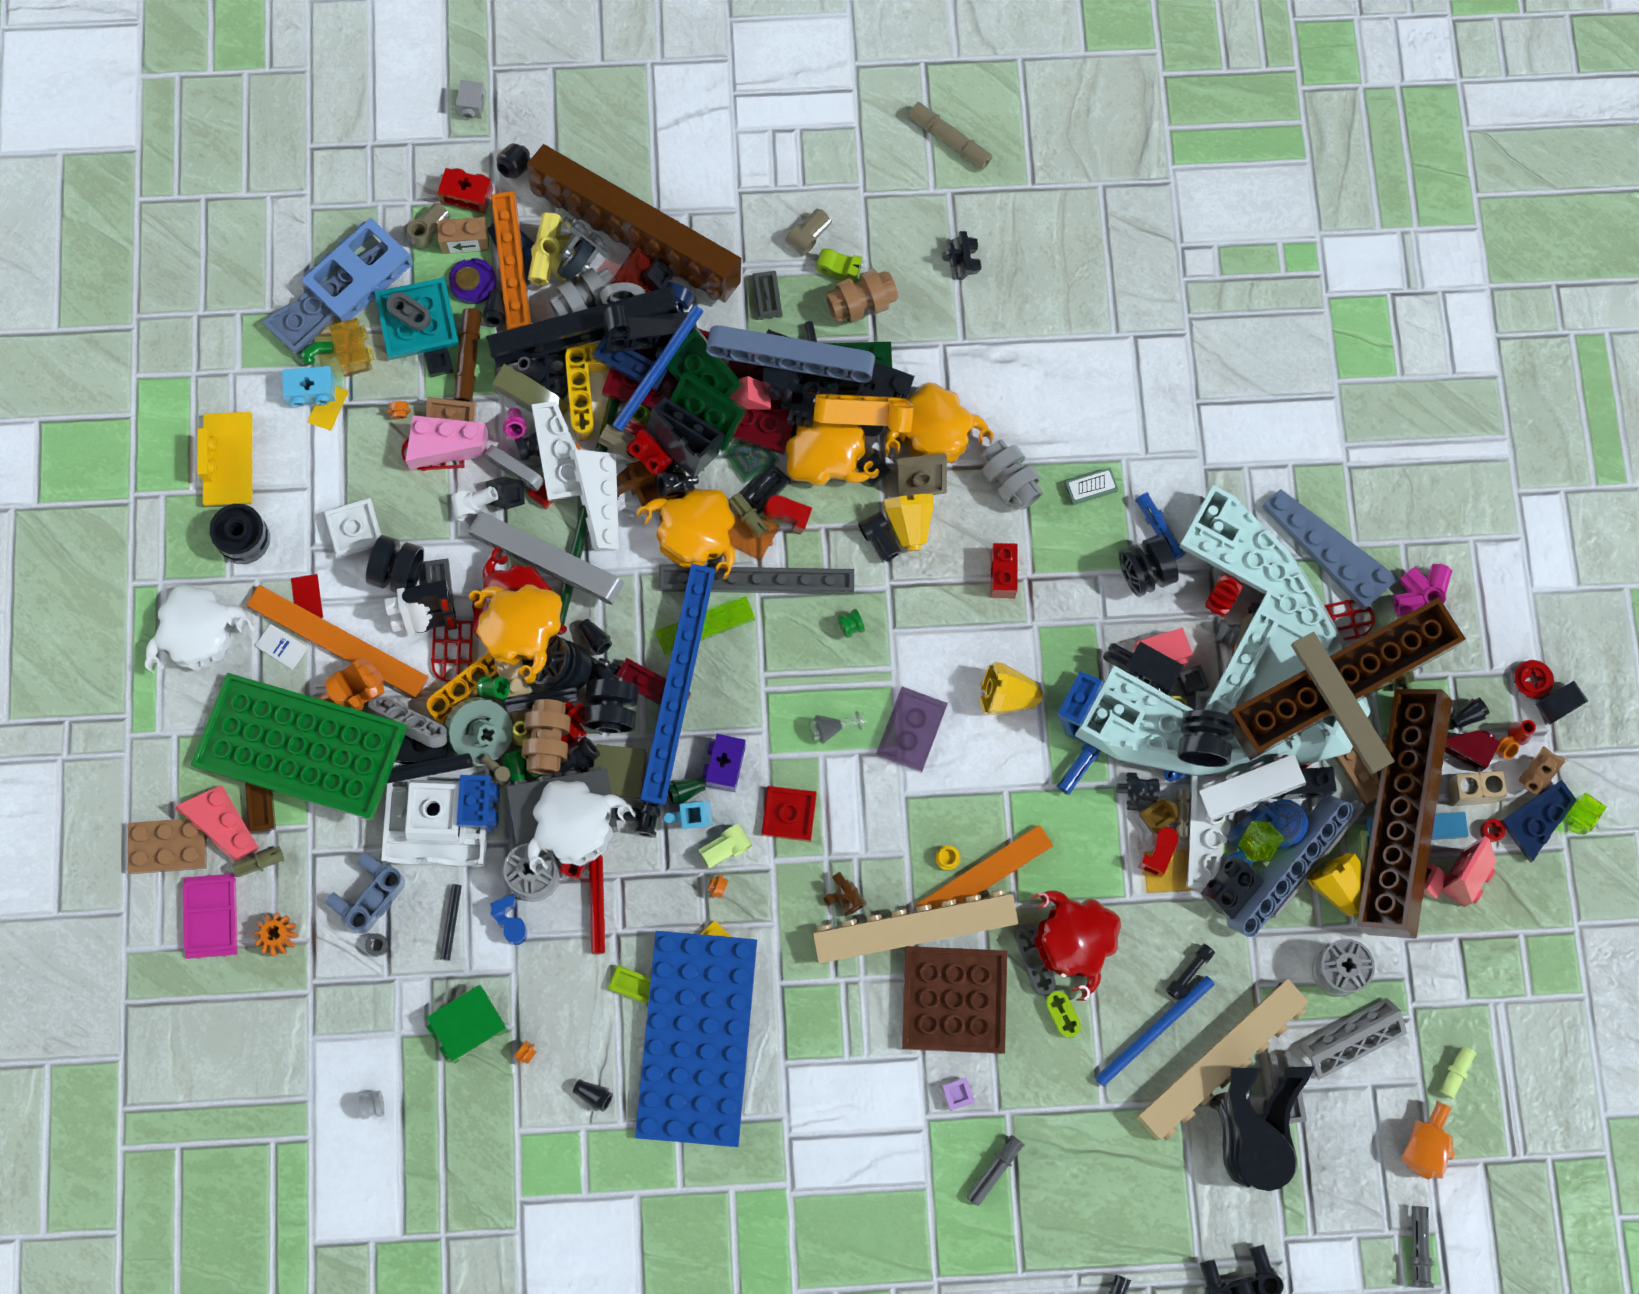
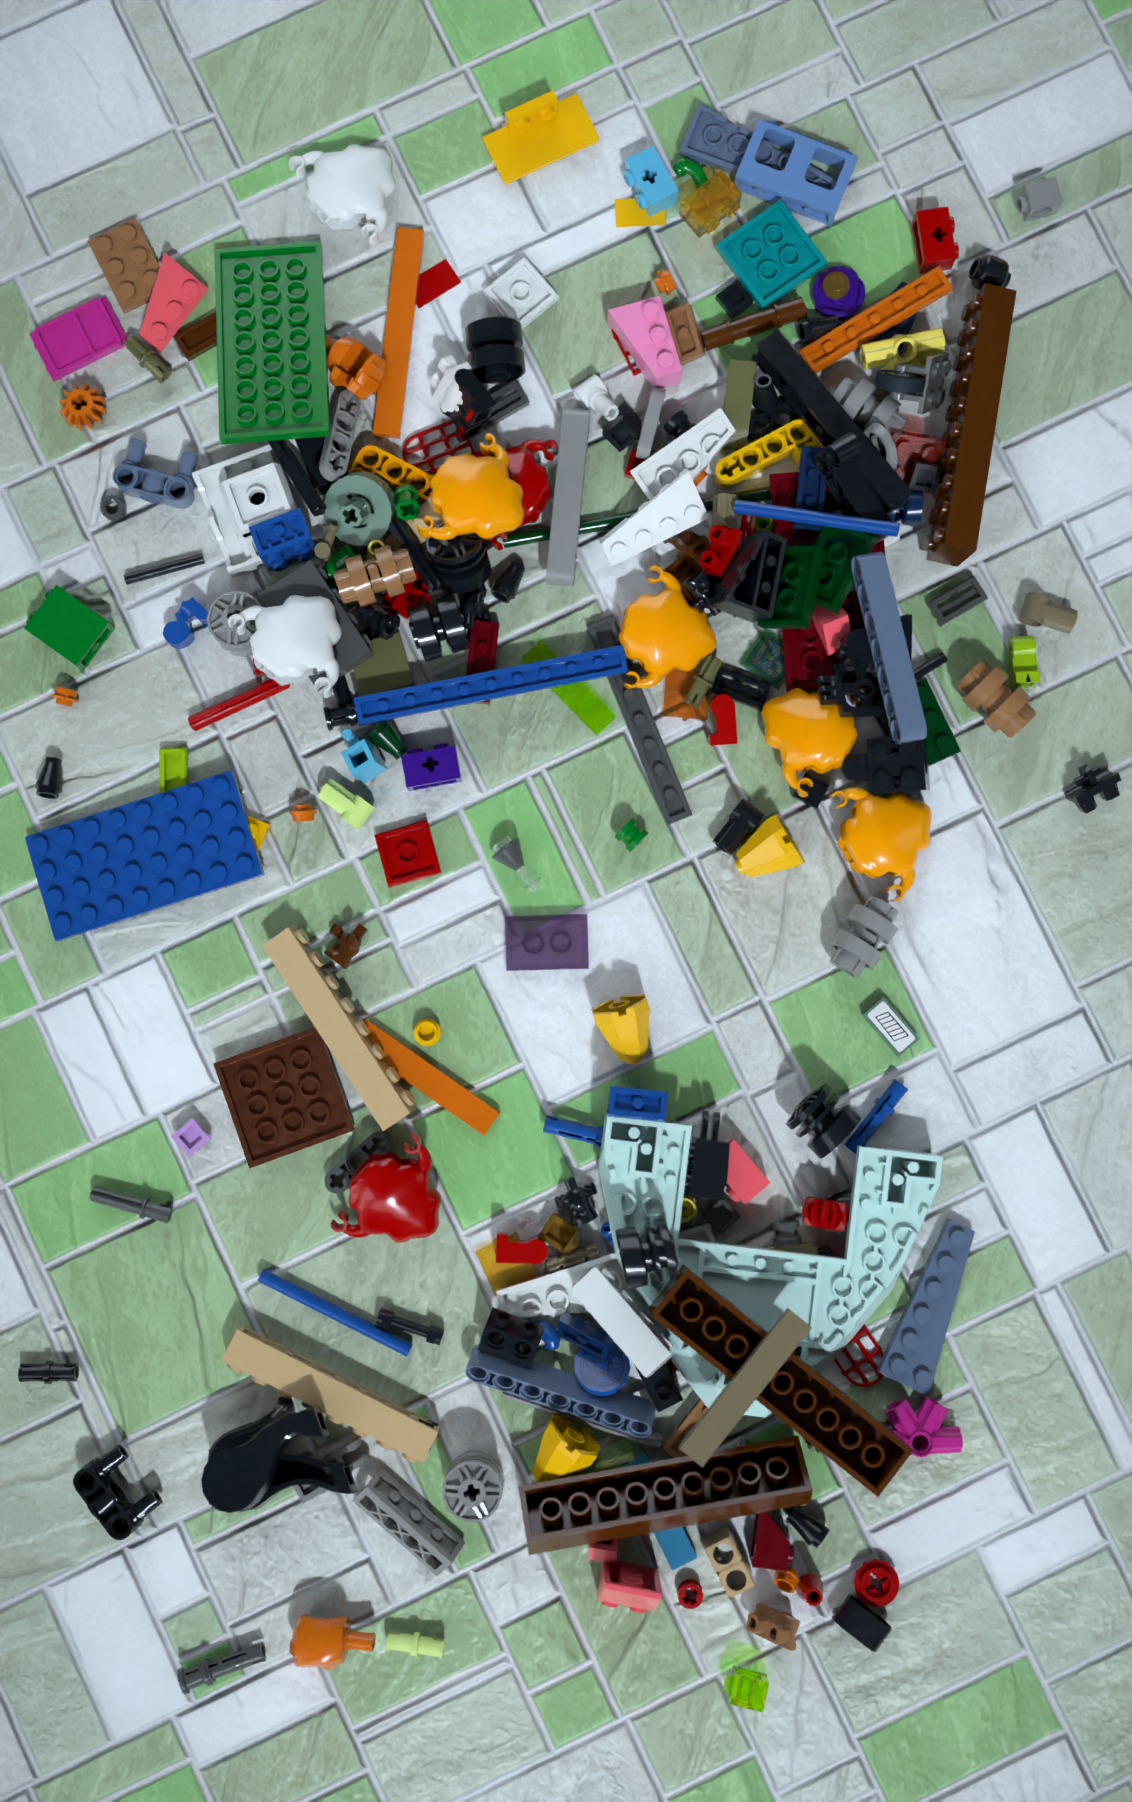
camera: 75 degrees right, 10 degrees up
(241, 520) = (465, 185): black wheel -> none
(281, 646) = (372, 282): white sticker -> none
(409, 312) = (771, 243): dark grey plate -> none
(426, 224) = (880, 219): dark tan piece -> none
(463, 235) = (882, 259): medium nougat brick -> none
(514, 424) = (698, 402): dark pink cone -> none
(864, 410) = (861, 752): light orange beam -> none
(922, 475) = (821, 842): dark tan plate -> none
(1004, 570) = (755, 970): red brick -> none
(1057, 1017) = (318, 1217): lime beam -> none
(1260, 841) = (571, 1351): clear neon green brick -> none
(1536, 820) = (721, 1639): dark blue wing -> none

